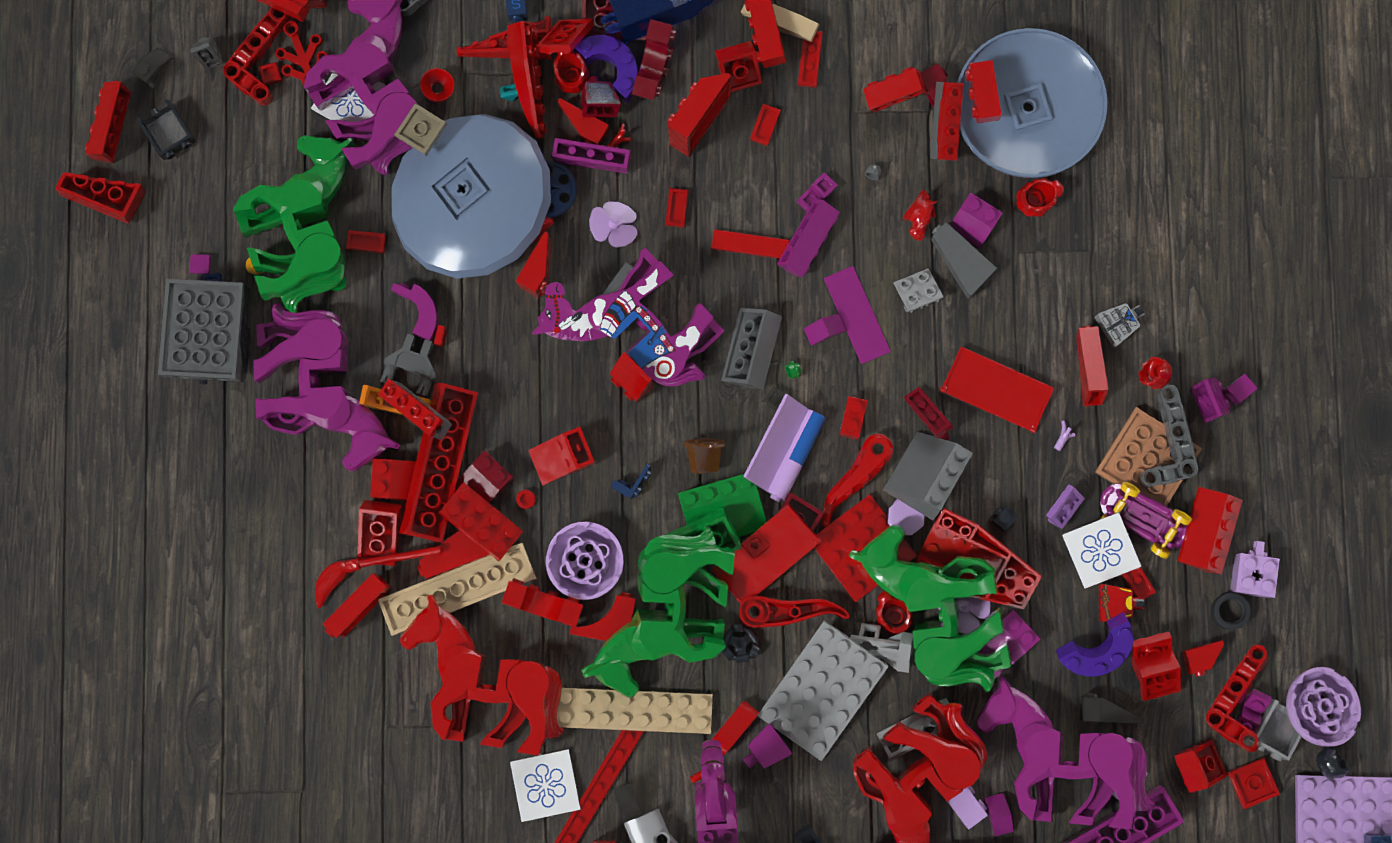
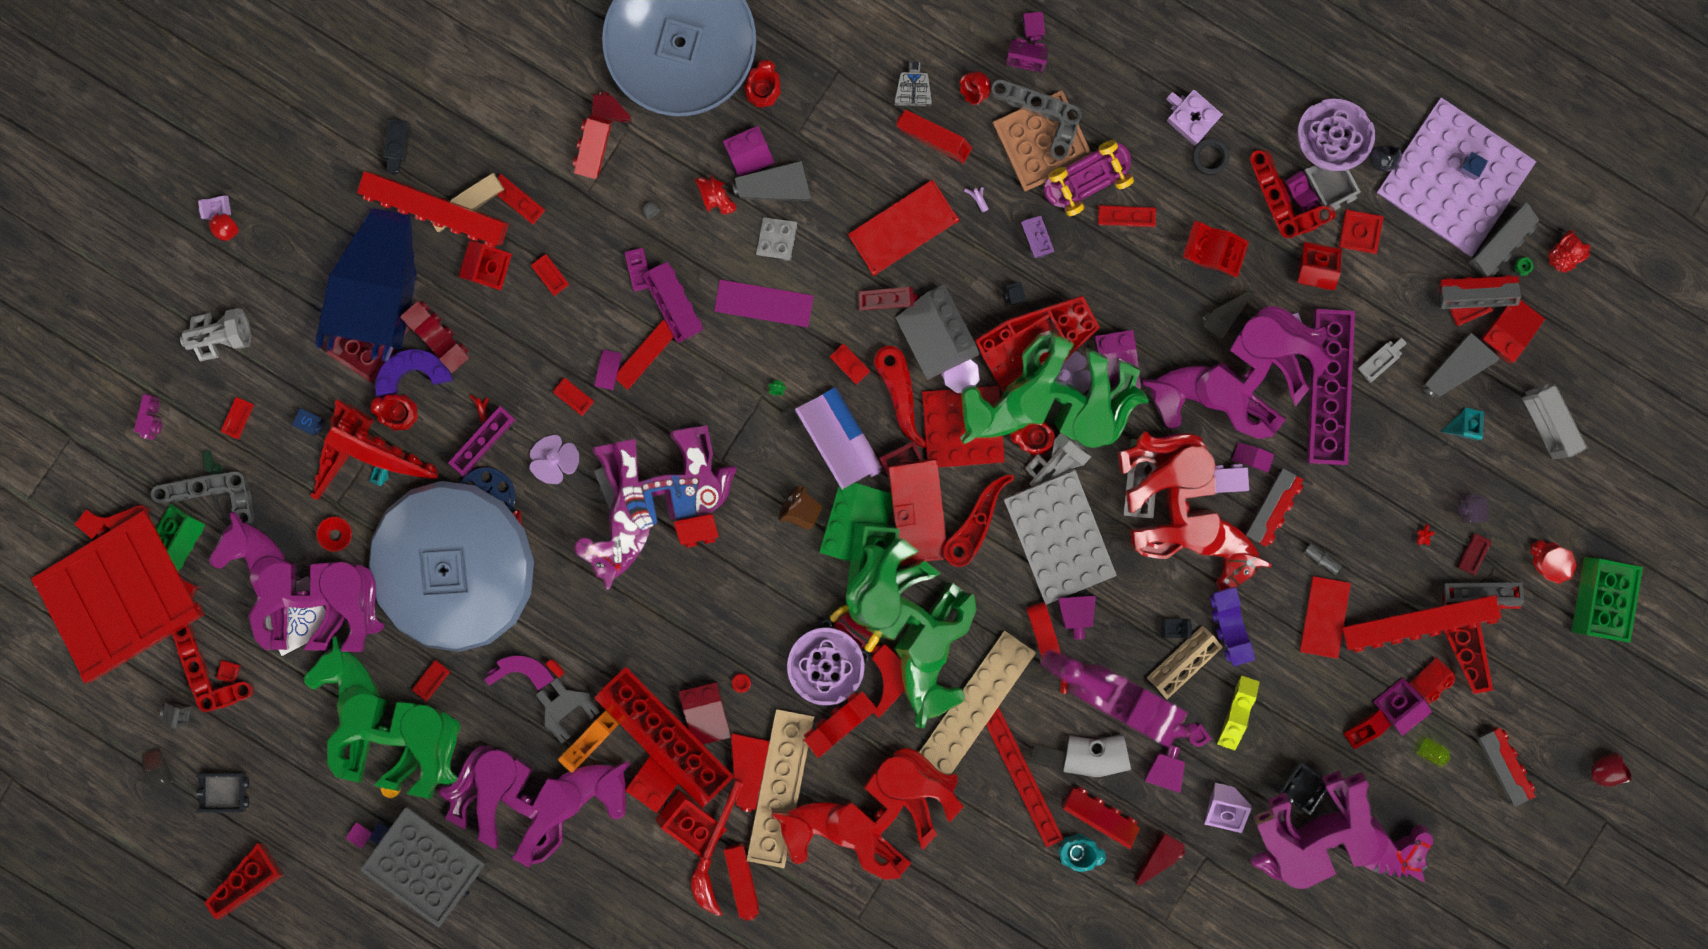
camera: 65 degrees left, 5 degrees up
(108, 121) = (181, 838): red slope -> none
(303, 59) = (233, 634): red plant -> none
(414, 409) = (608, 728): red piece -> none
(420, 129) = (369, 573): dark tan tile -> none
(480, 521) = (737, 732): red plate -> none
(535, 273) = (555, 553): red slope -> none
(545, 785) = (990, 817): white sticker -> none
(562, 456) = (724, 630): red slope -> none
(564, 36) = (363, 397): red plate -> none
(589, 128) = (454, 428): red slope -> none
(599, 99) = (437, 403): dark red torso -> none
(623, 487) = (785, 595): dark blue bracket -> none
(630, 569) = (856, 631): none -> torso
(698, 112) = (506, 327): red slope -> none
(717, 221) = (608, 369): none -> magenta slope
(740, 643) = (978, 580): black piece -> none
(751, 348) = (735, 411): dark grey slope -> none
(824, 329) = (759, 339): magenta slope -> none
(946, 120) = (648, 120): red piece -> none
(983, 92) = (645, 74): red brick -> none
(1101, 550) = (1093, 230): white sticker -> none
(1101, 658) = (1181, 288): dark purple brick -> none
(1116, 600) = (1144, 246): torso -> none
(1202, 657) = (1233, 206): red slope -> none
(1210, 530) = (1134, 130): red slope -> none

